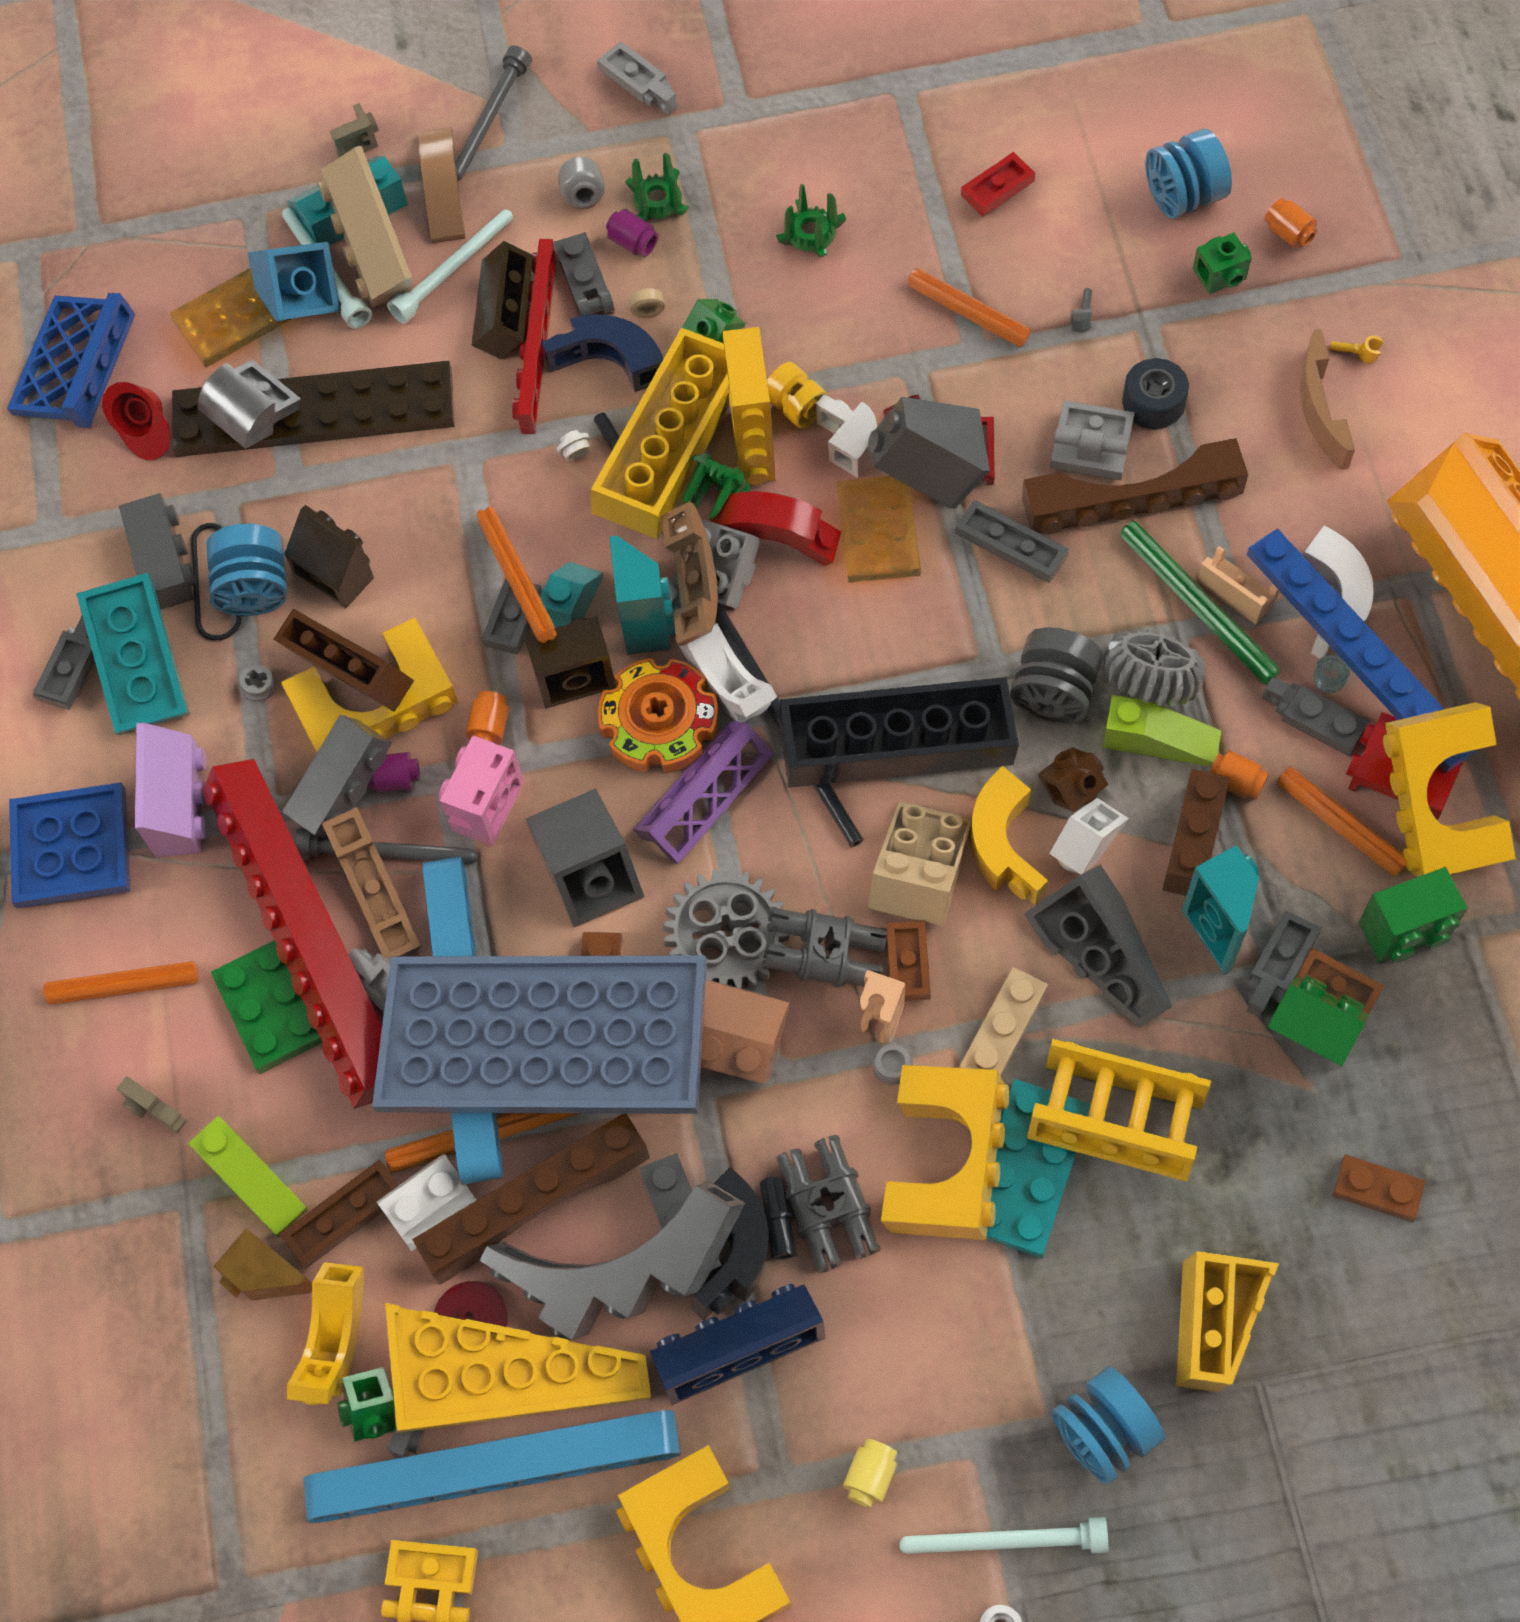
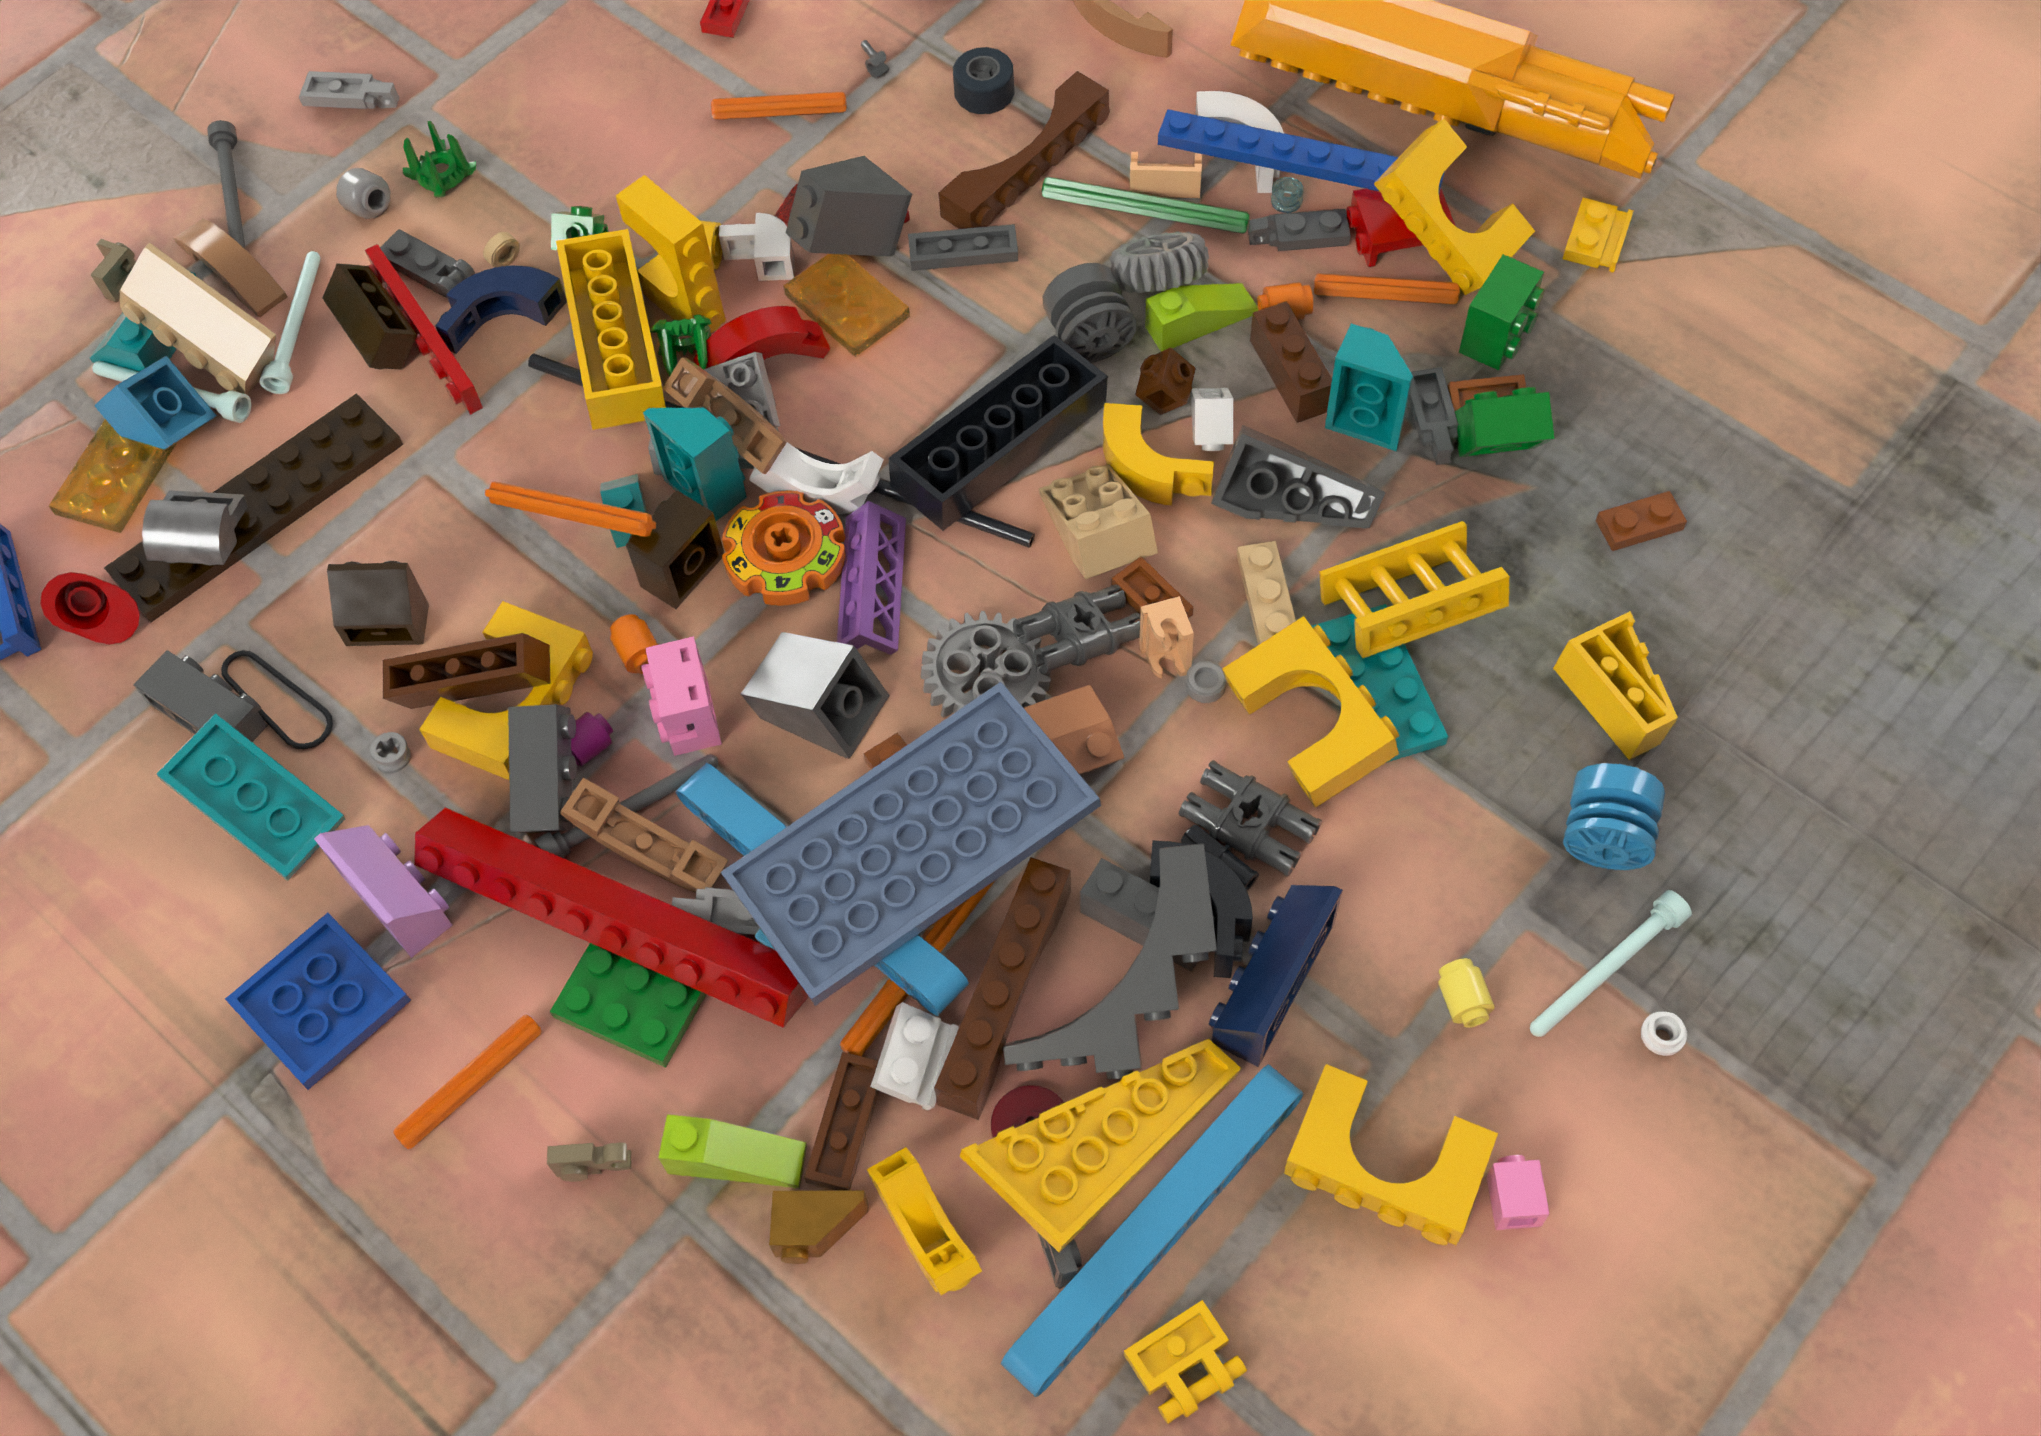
camera: 40 degrees left, 5 degrees down
(66, 668) = (189, 851): dark grey hinge -> none
(246, 569) = (307, 659): dark azure wheel -> none
(367, 1405) = (1009, 1253): green brick -> none
(507, 622) = (586, 555): dark grey plate -> none
(574, 445) = (529, 391): white plate -> none
(632, 233) = (442, 206): magenta brick -> none
(825, 225) = (582, 113): green piece -> none
(1092, 440) = (963, 140): light grey plate -> none

